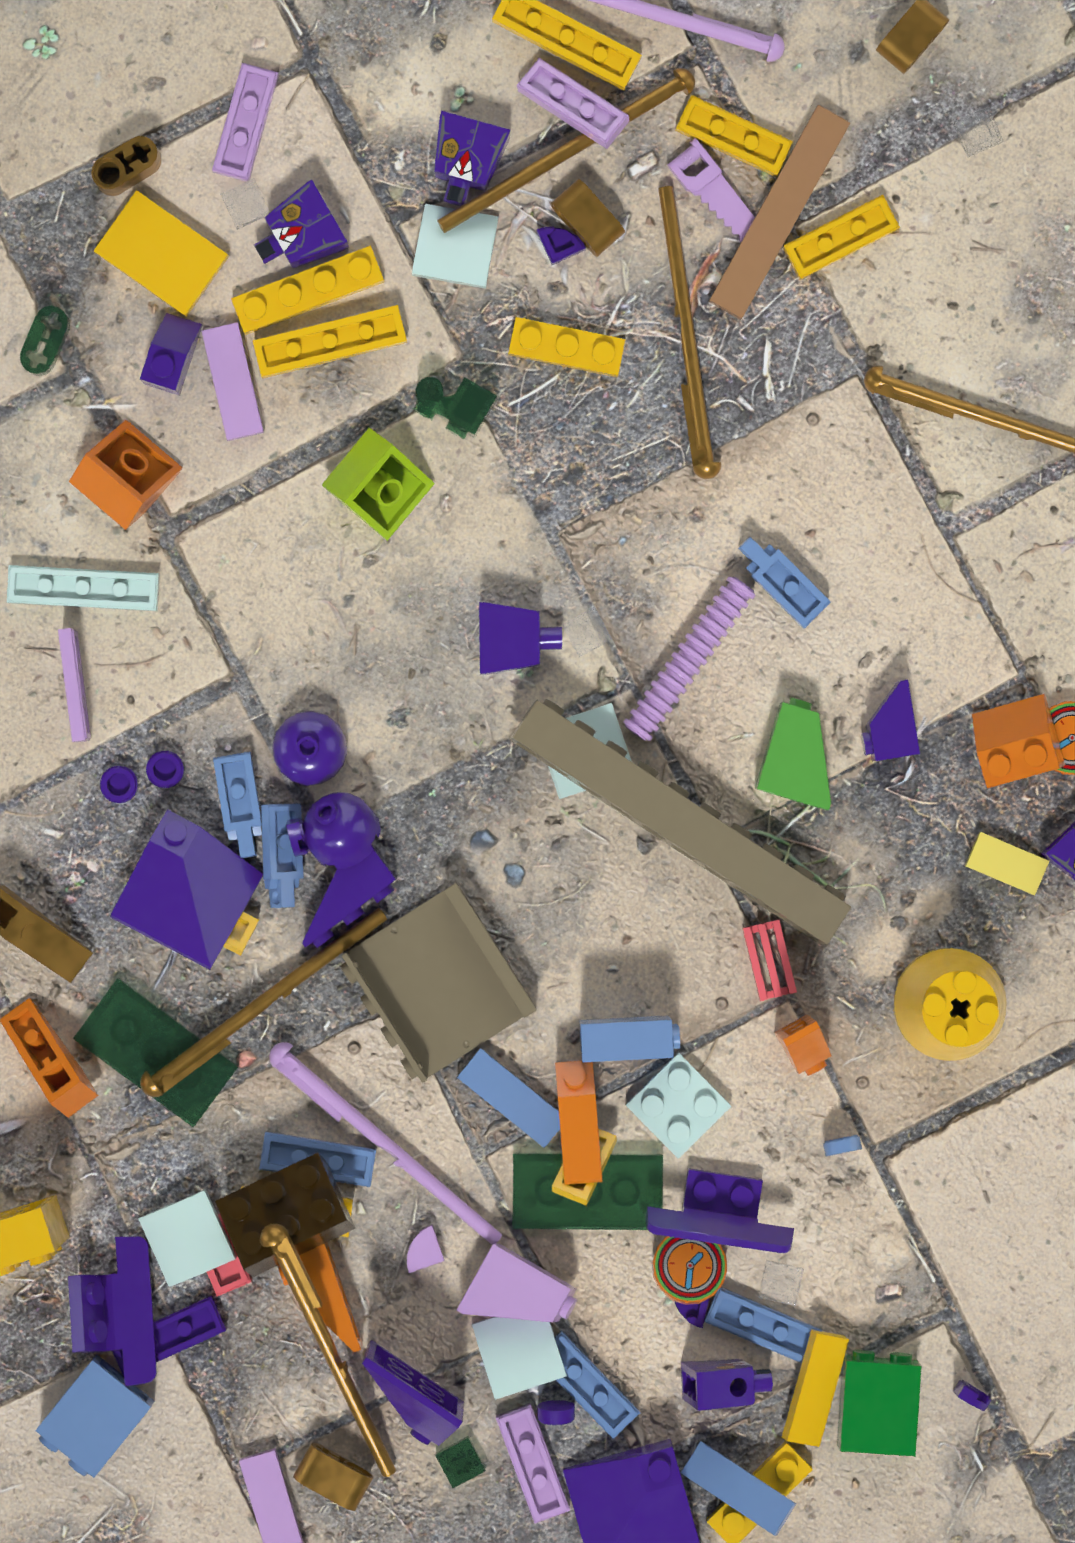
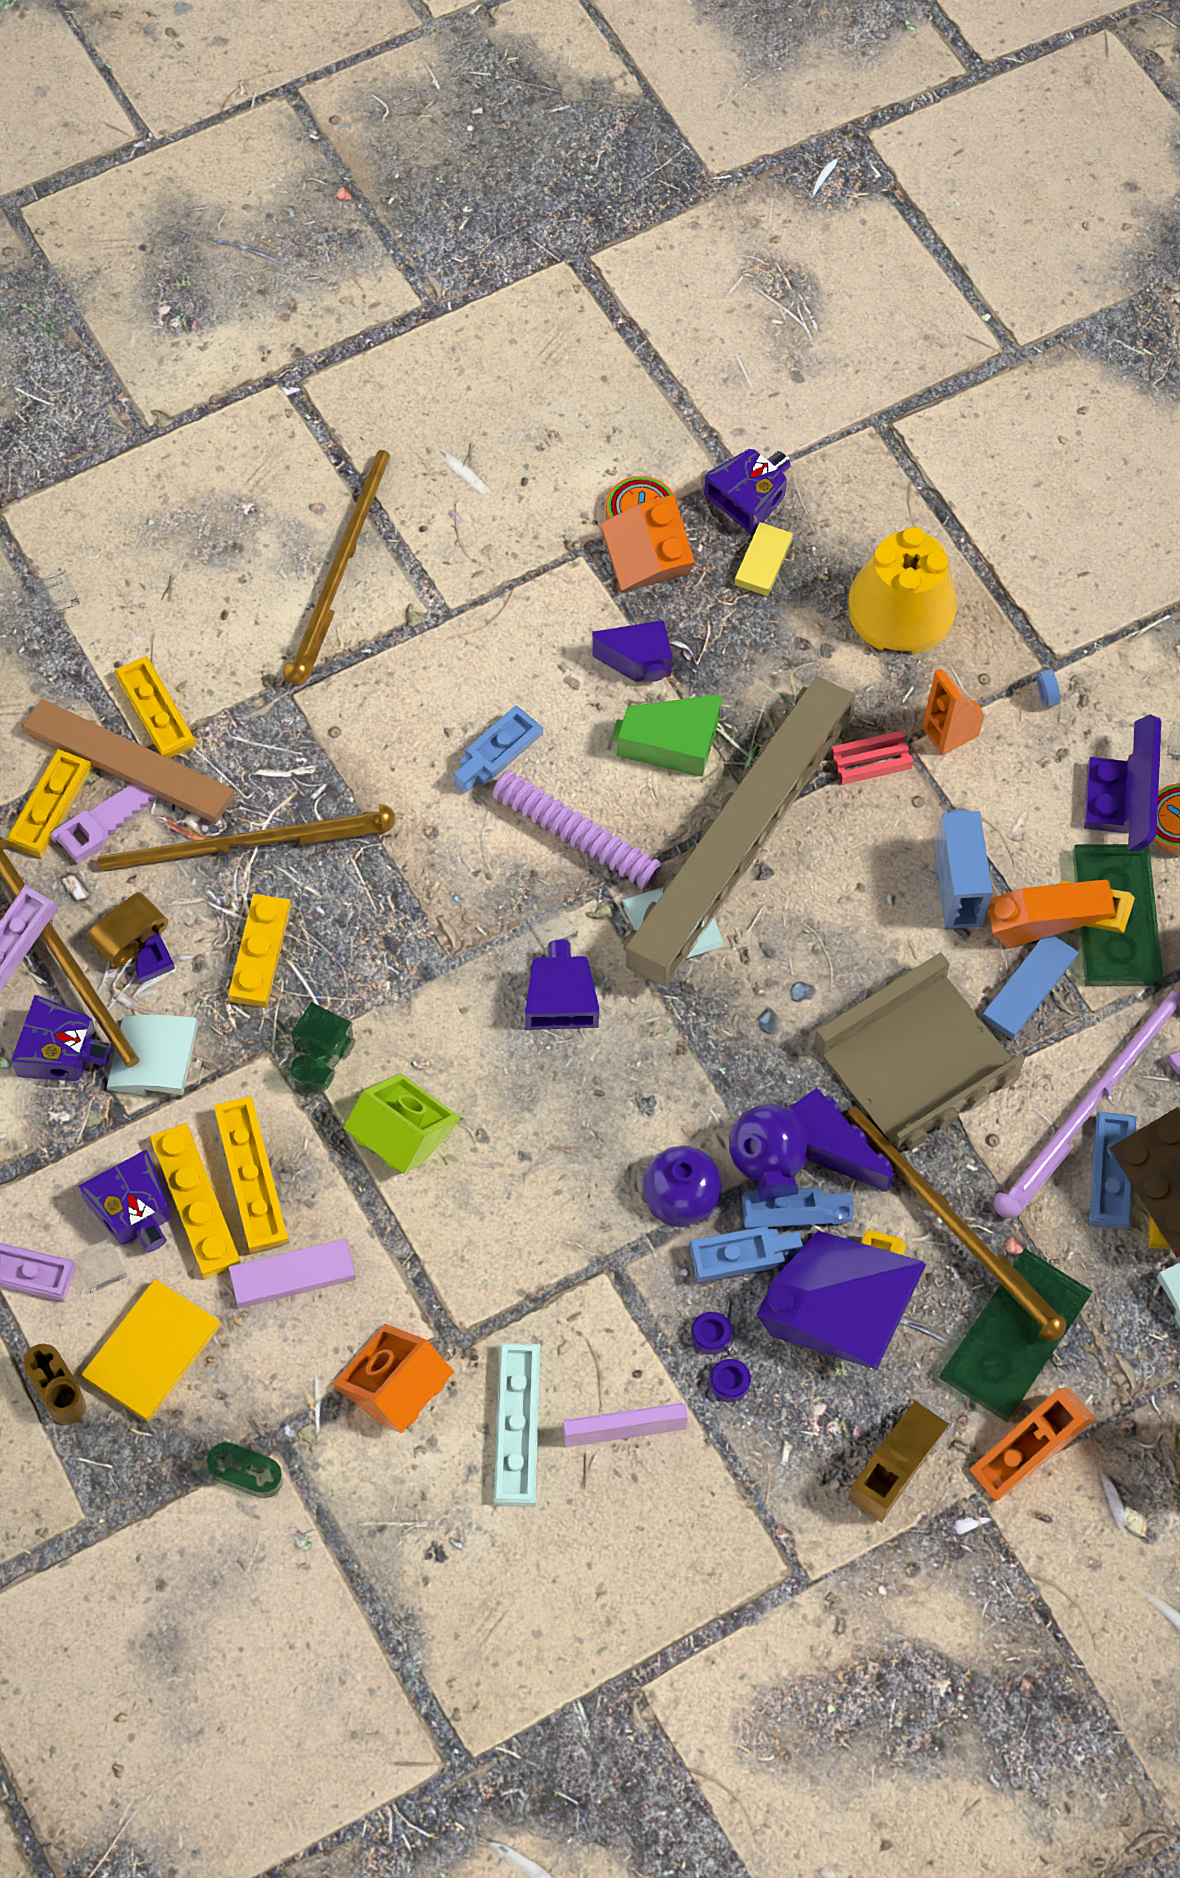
camera: 95 degrees left, 25 degrees down
(171, 354) = (263, 1333): dark purple slope -> none
(678, 1105) = (1025, 835): light aqua plate -> none

